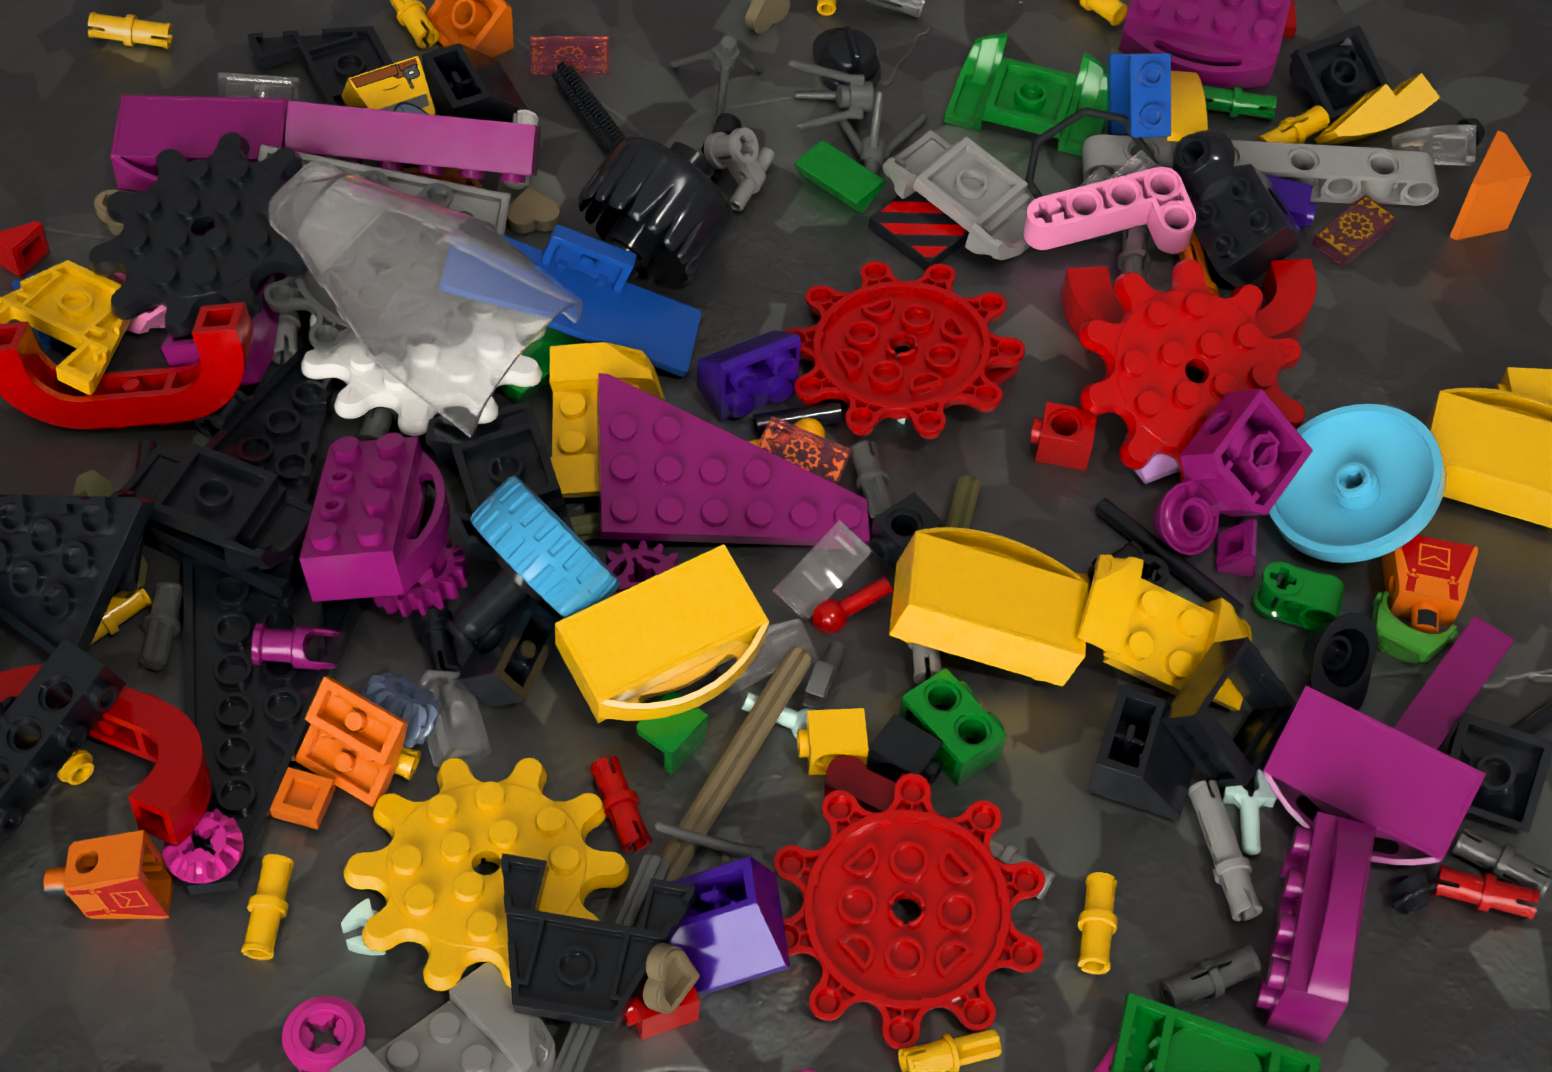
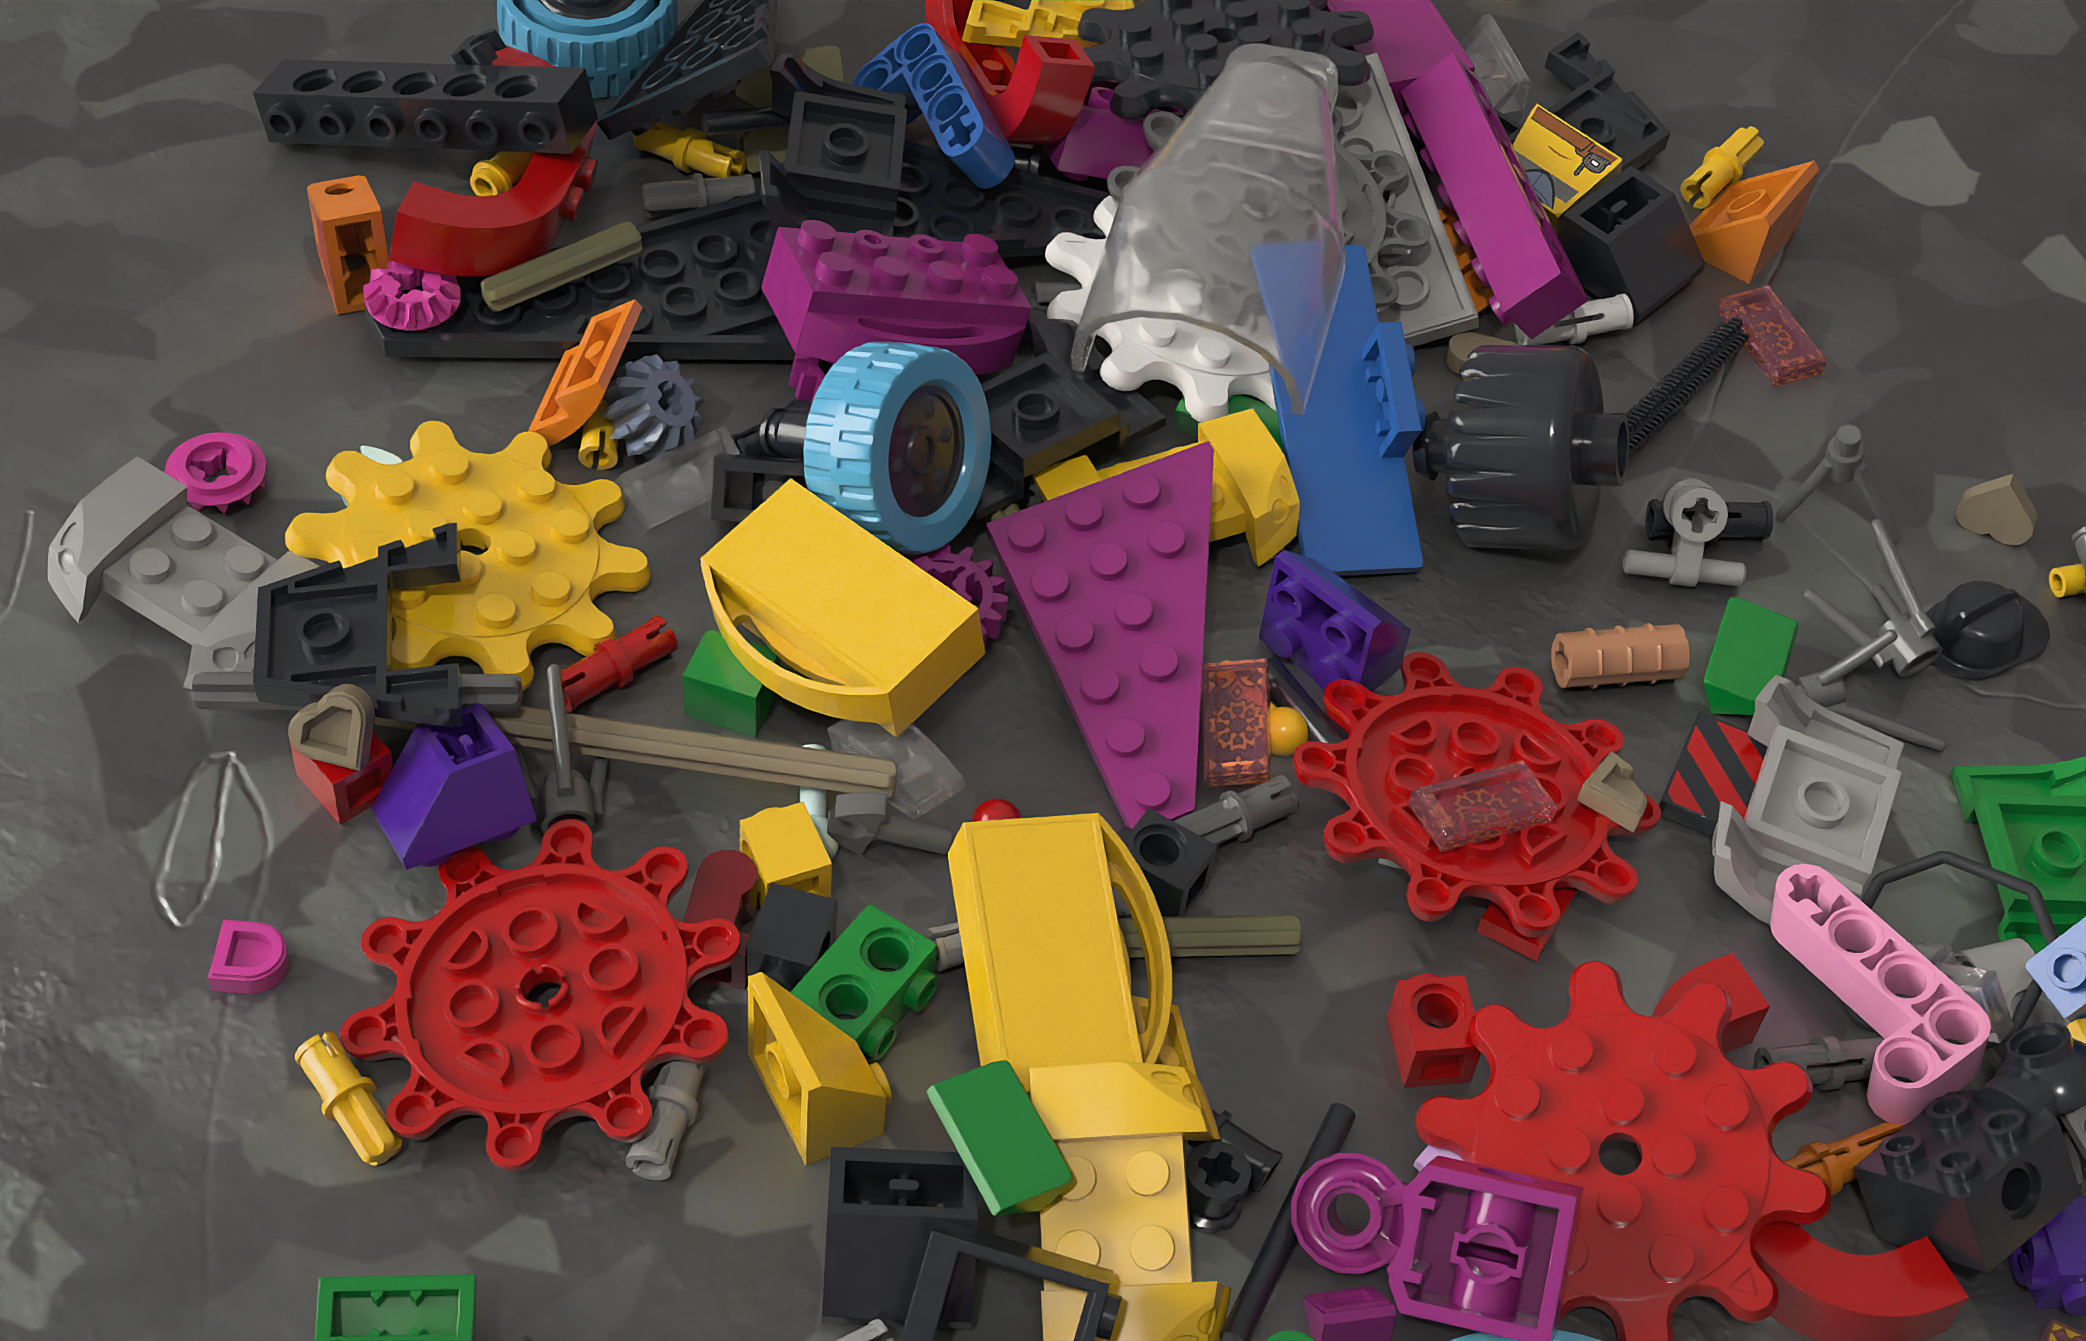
camera: 70 degrees right, 5 degrees down
(177, 424) = (947, 98): none -> blue beam
(219, 733) = (561, 266): none -> olive axle
(267, 907) = (364, 379): yellow pin -> none
(288, 646) = (695, 290): magenta piece -> none
(302, 798) = (515, 370): orange plate -> none
(815, 238) = (1620, 655): none -> nougat axle
(822, 570) = (1052, 781): clear slope -> none
(928, 345) = (1482, 805): none -> clear pink tile
(930, 280) = (1614, 792): none -> dark tan tile
(1020, 769) = (813, 1073): none -> yellow slope
(1097, 923) = (606, 1240): yellow pin -> none
(1119, 667) = (1001, 1139): none -> green slope

